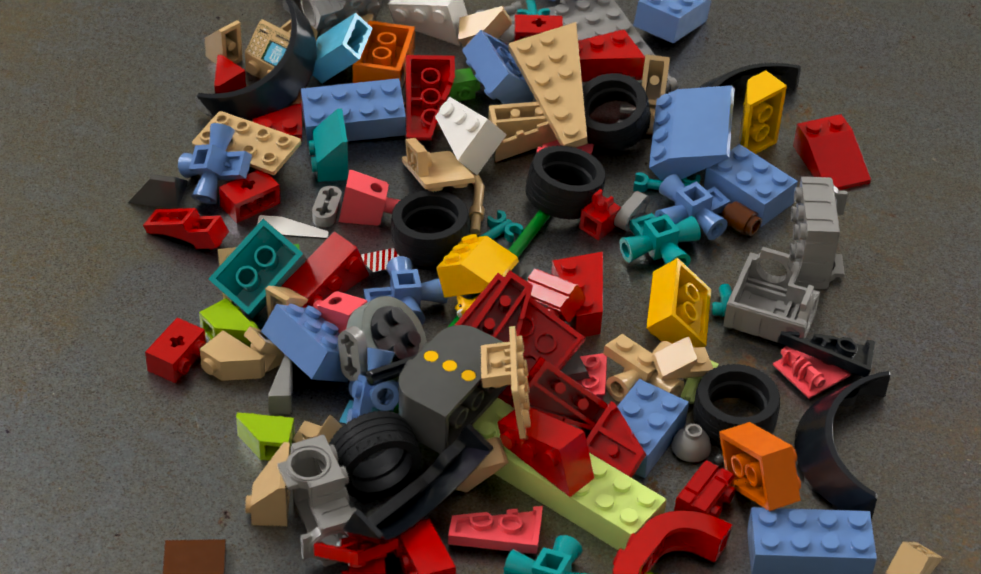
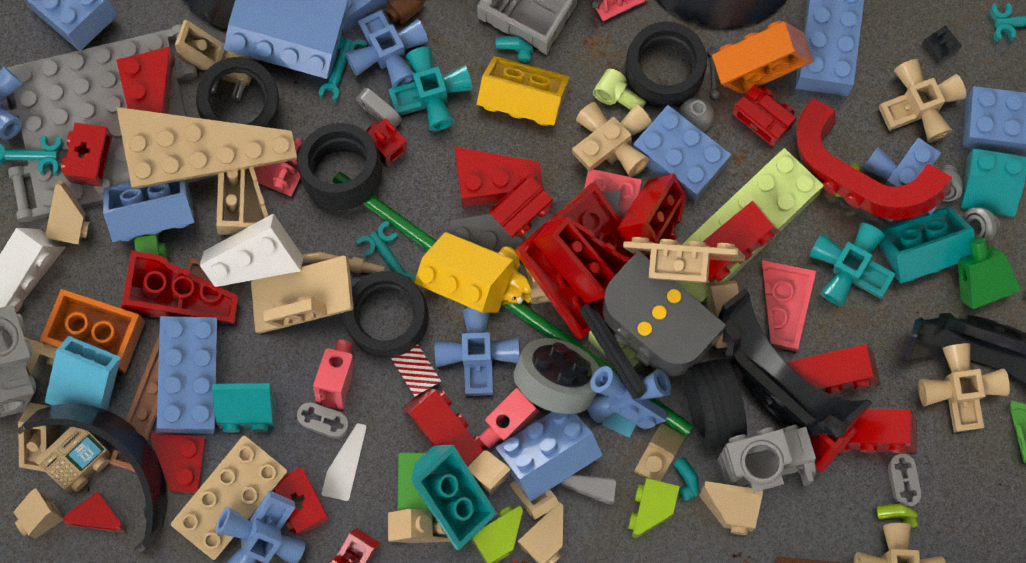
camera: 80 degrees left, 30 degrees up
(353, 352) = (588, 408): light grey beam -> none
(615, 442) = (718, 180): red wing -> none
(682, 361) = (622, 99): tan slope -> none

